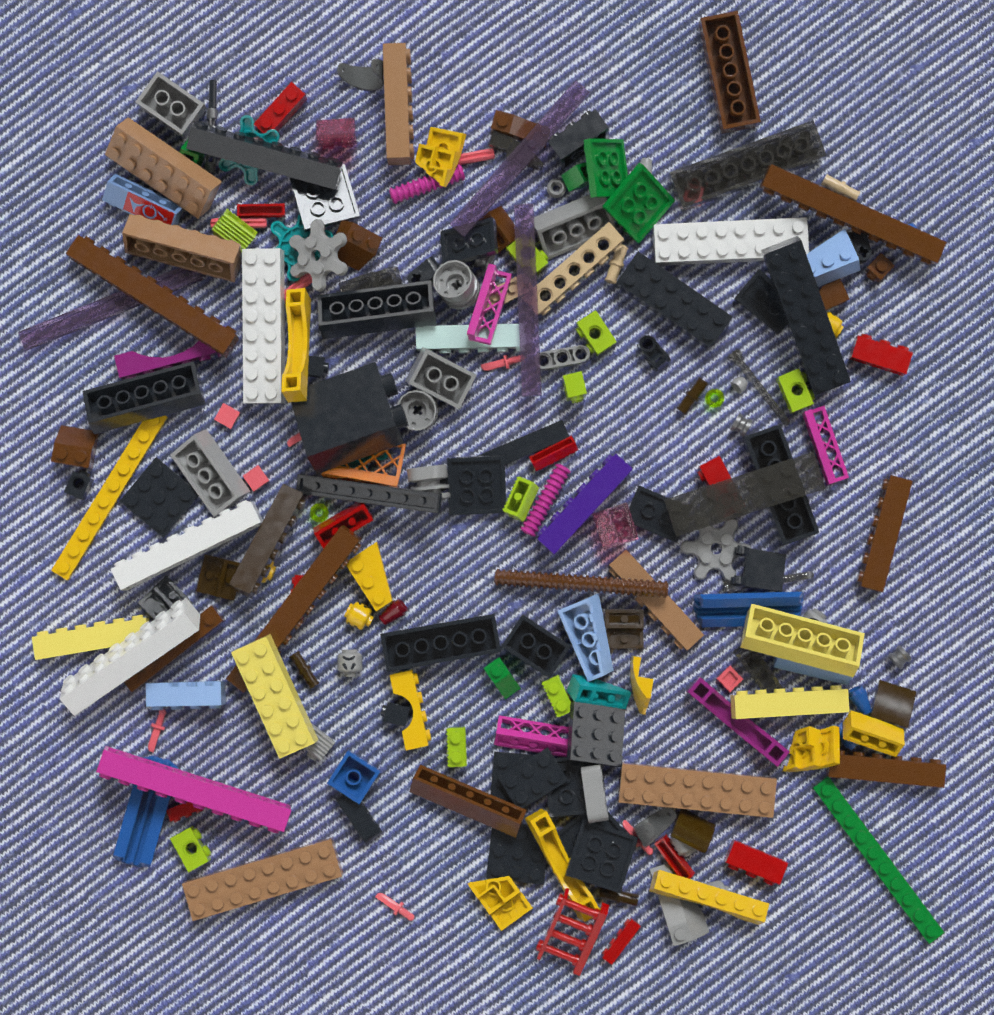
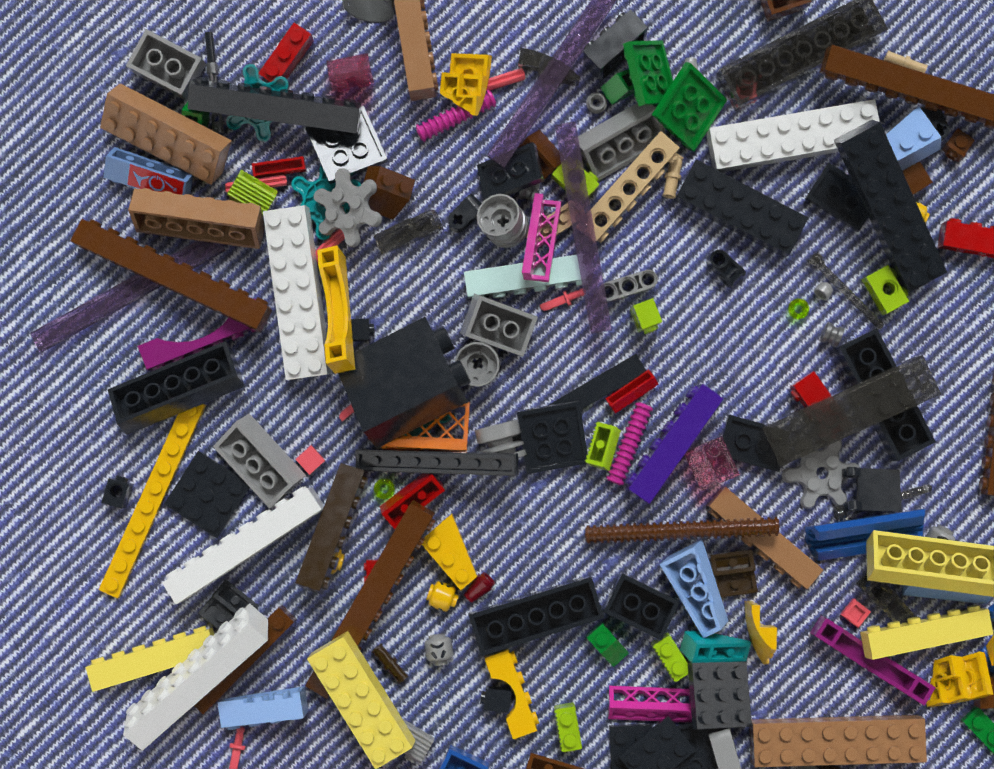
camera: 10 degrees left, 0 degrees up
(75, 447) = (107, 451): reddish brown slope -> none
(215, 577) = (280, 573): dark brown slope -> none
(227, 416) = (270, 396): coral tile -> none
(376, 309) = (418, 259): black brick -> none
(512, 125) = (540, 40): reddish brown slope -> none
(594, 322) = (658, 242): lime brick -> none
(692, 396) = (774, 309): dark brown pin -> none
(819, 447) = (918, 344): dark pink fence -> none

